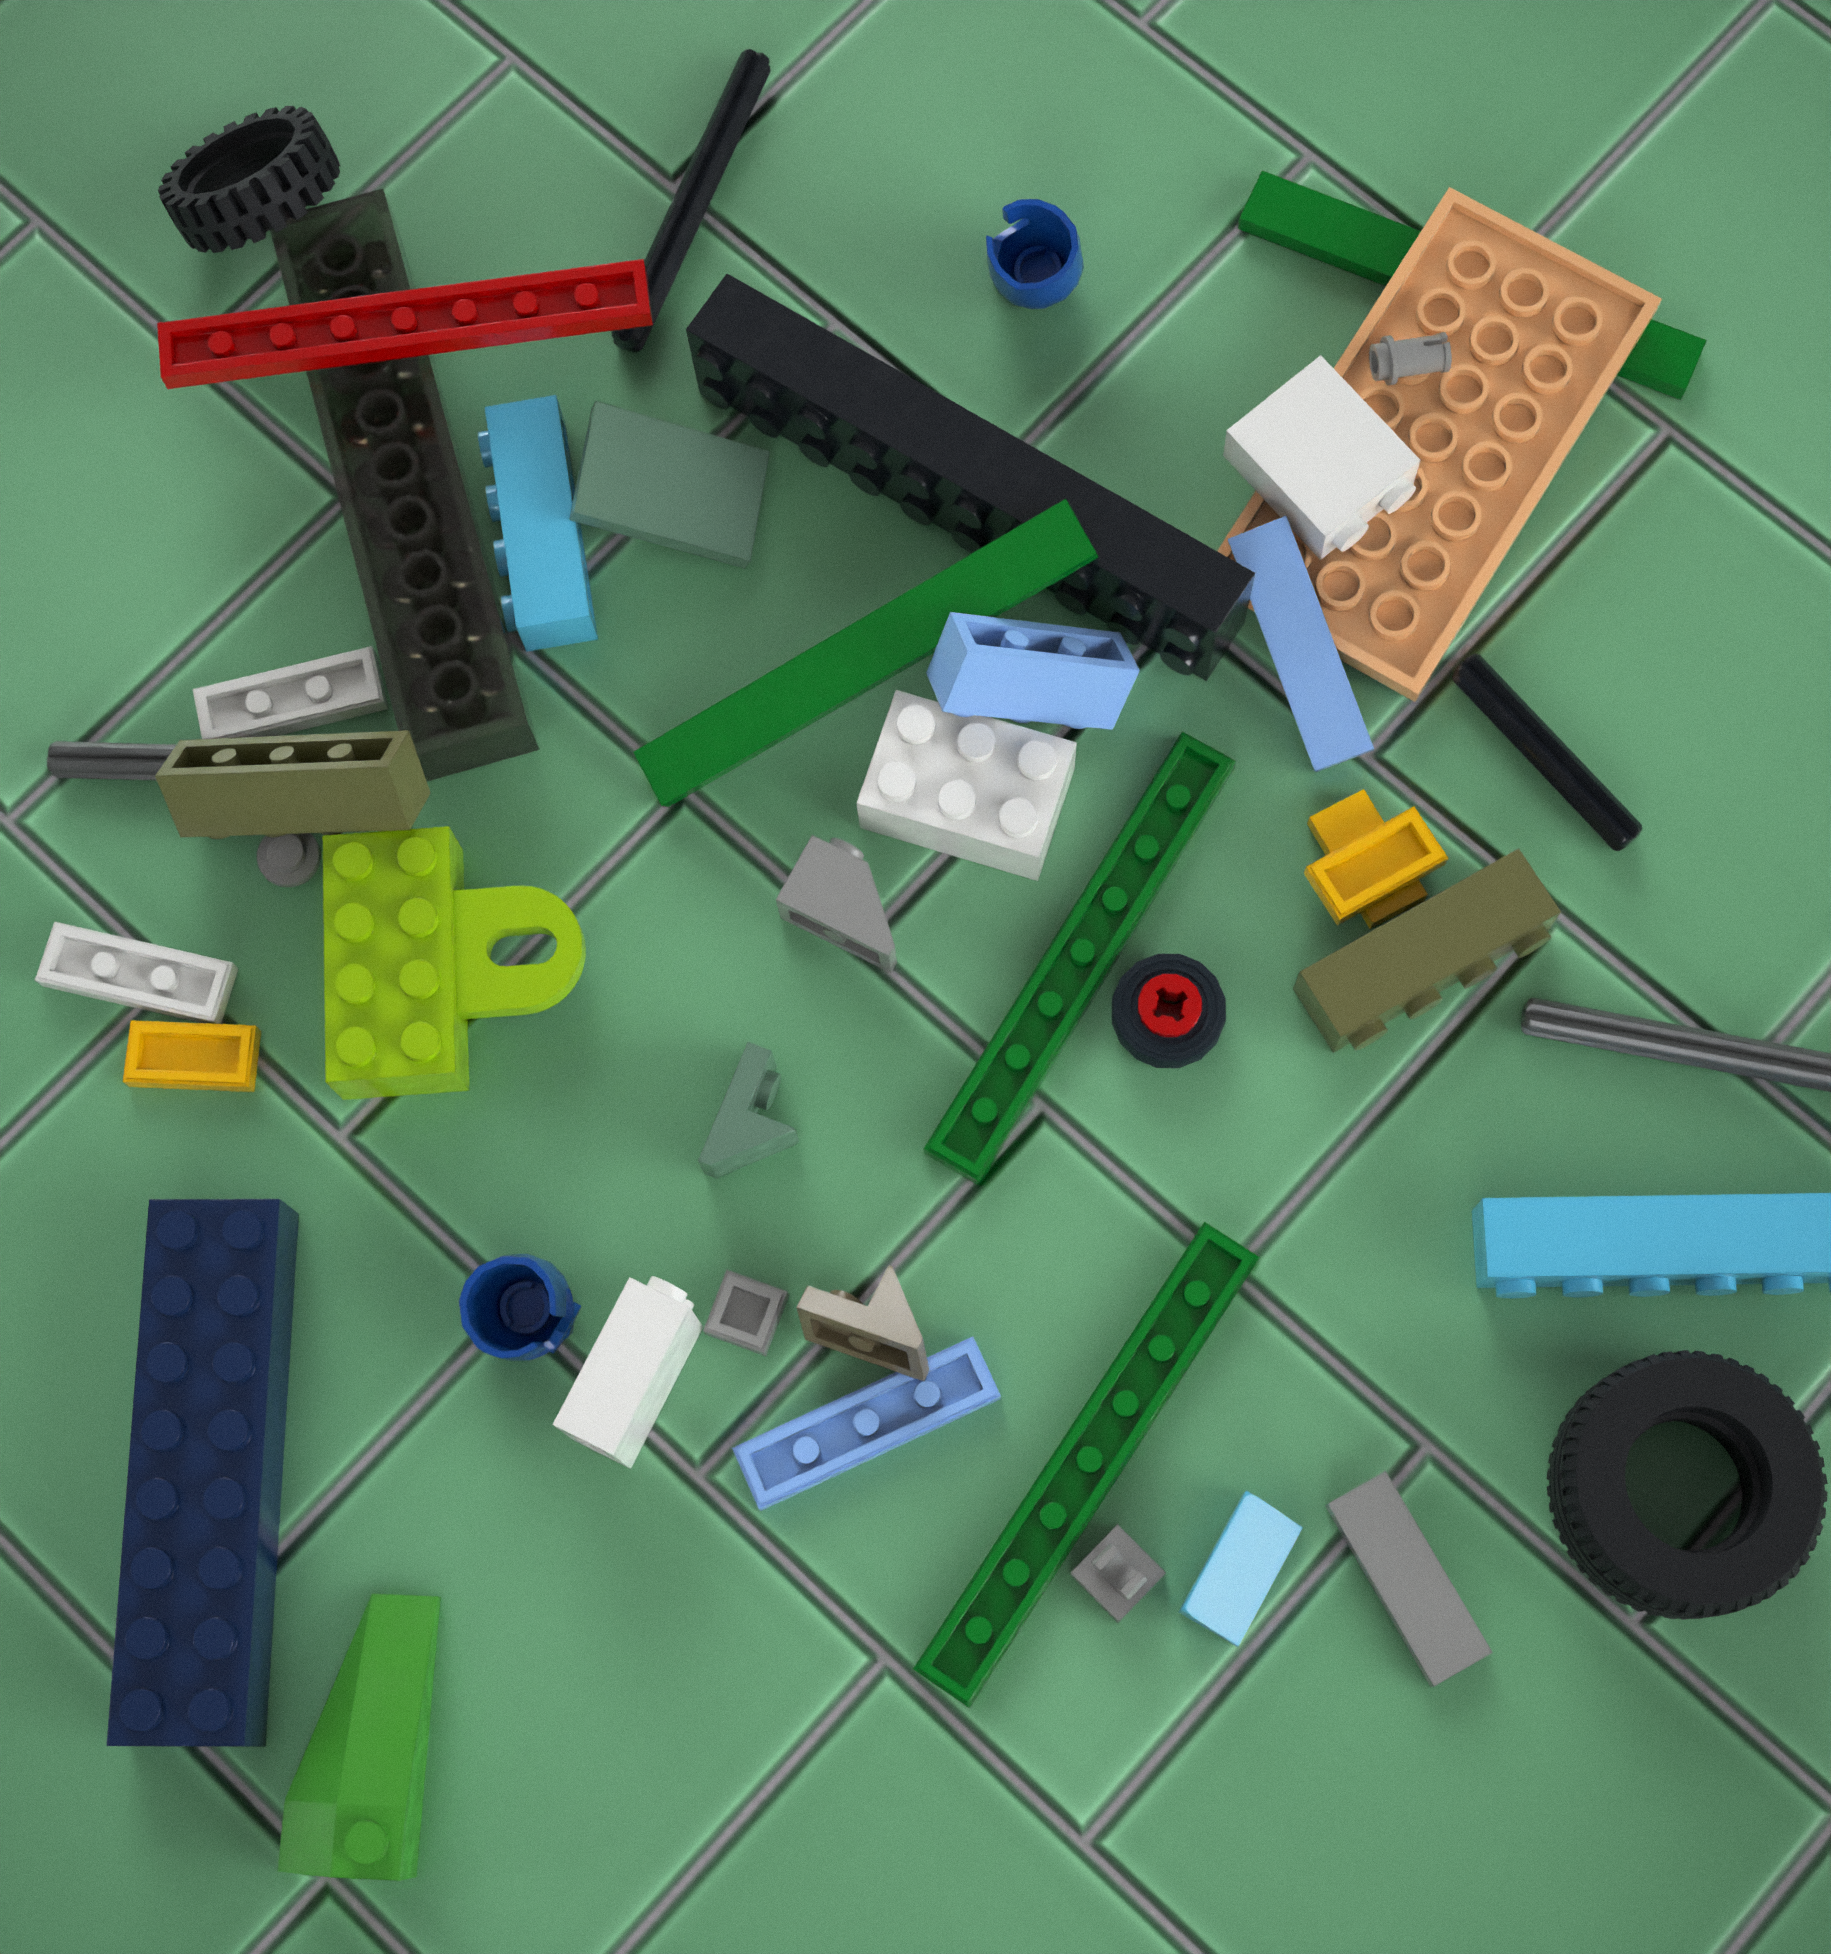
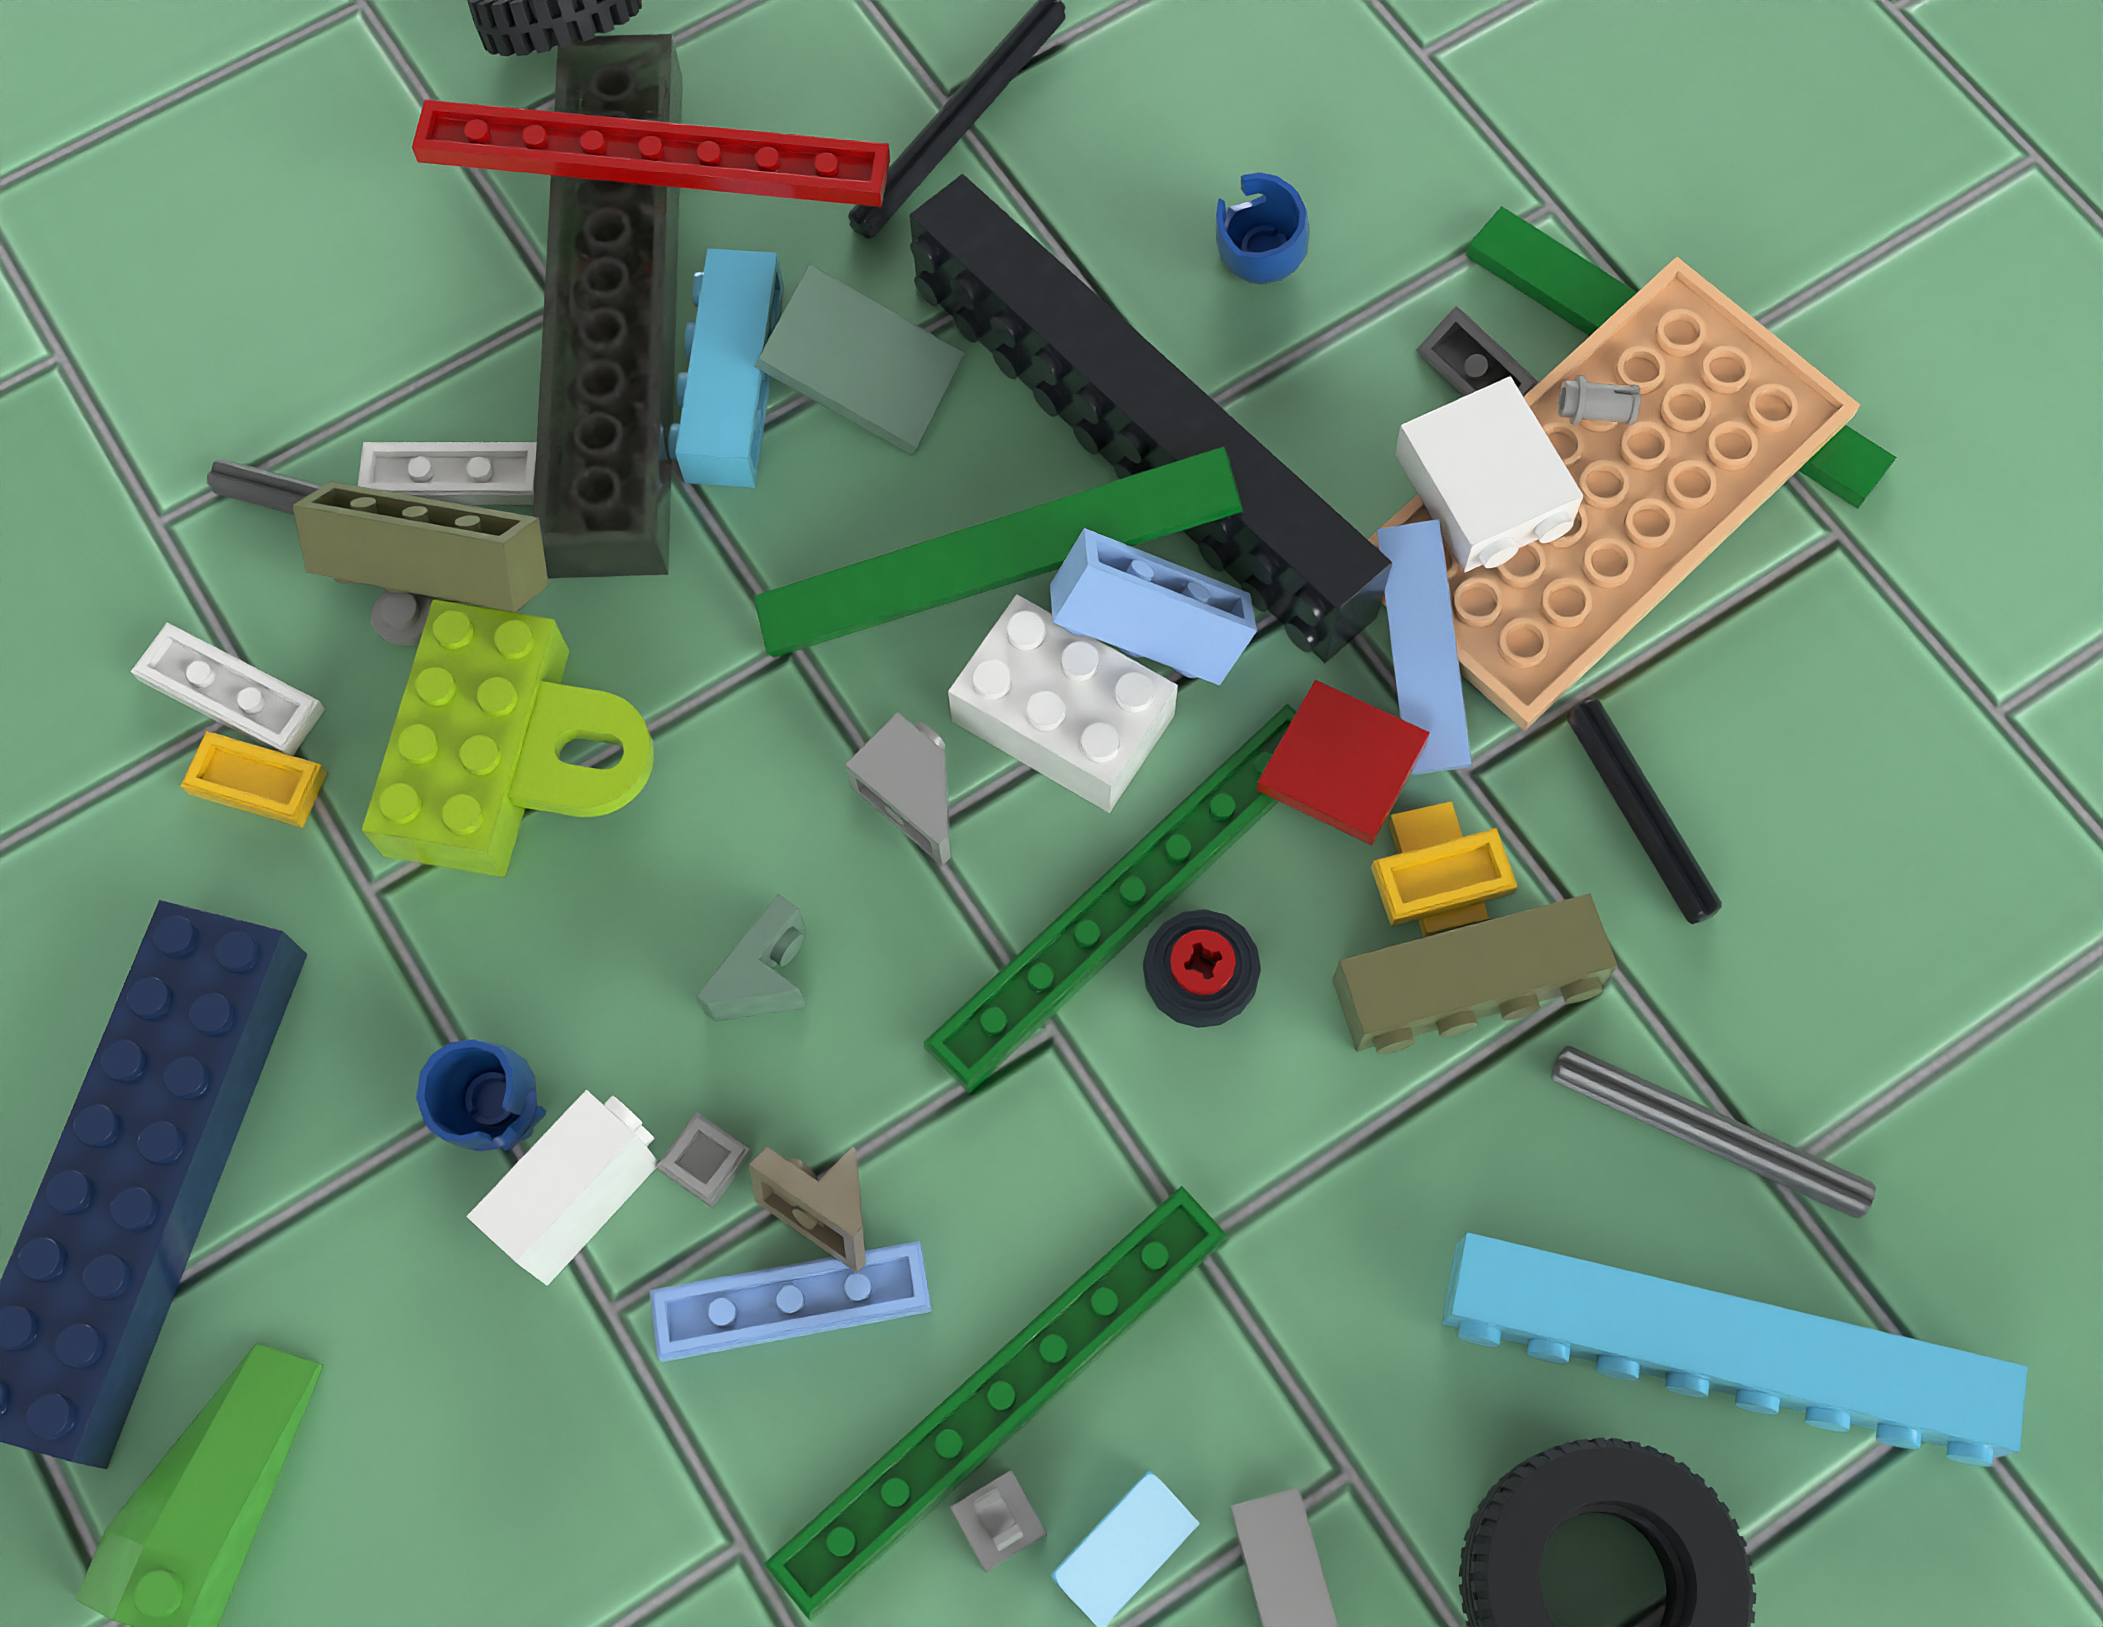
camera: 10 degrees right, 5 degrees down
(1252, 777) = (1343, 762): none -> red tile
(1275, 337) = (1471, 356): none -> flat silver slope

